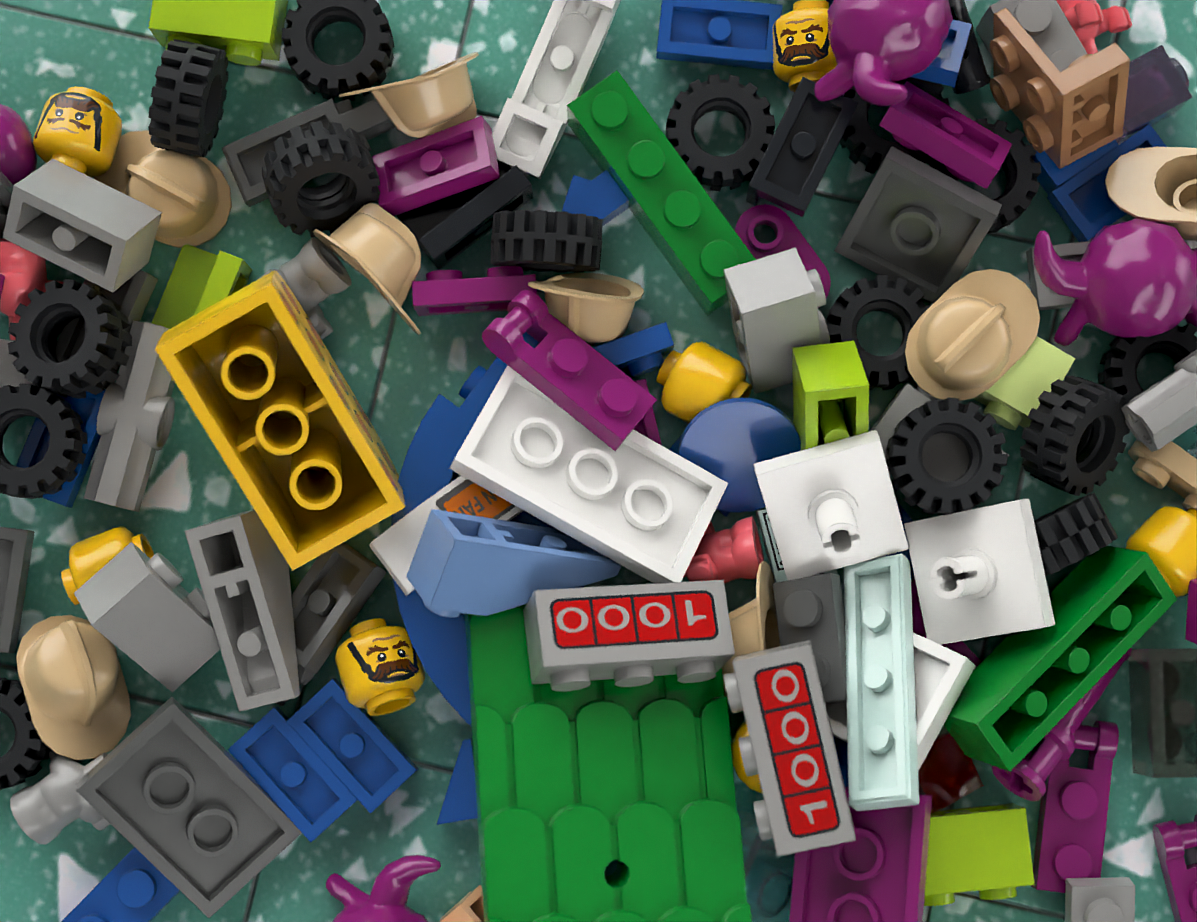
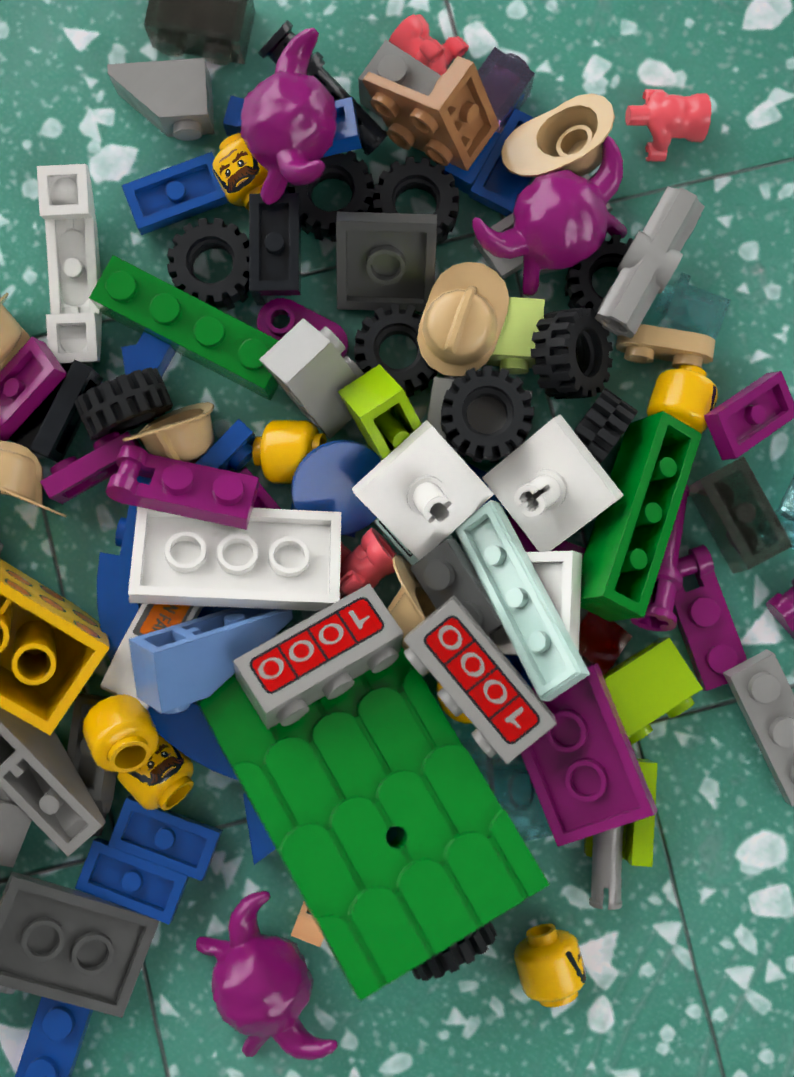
camera: 25 degrees left, 0 degrees up
(367, 606) = (120, 734): none -> yellow head
(946, 135) = (370, 184): magenta plate -> none

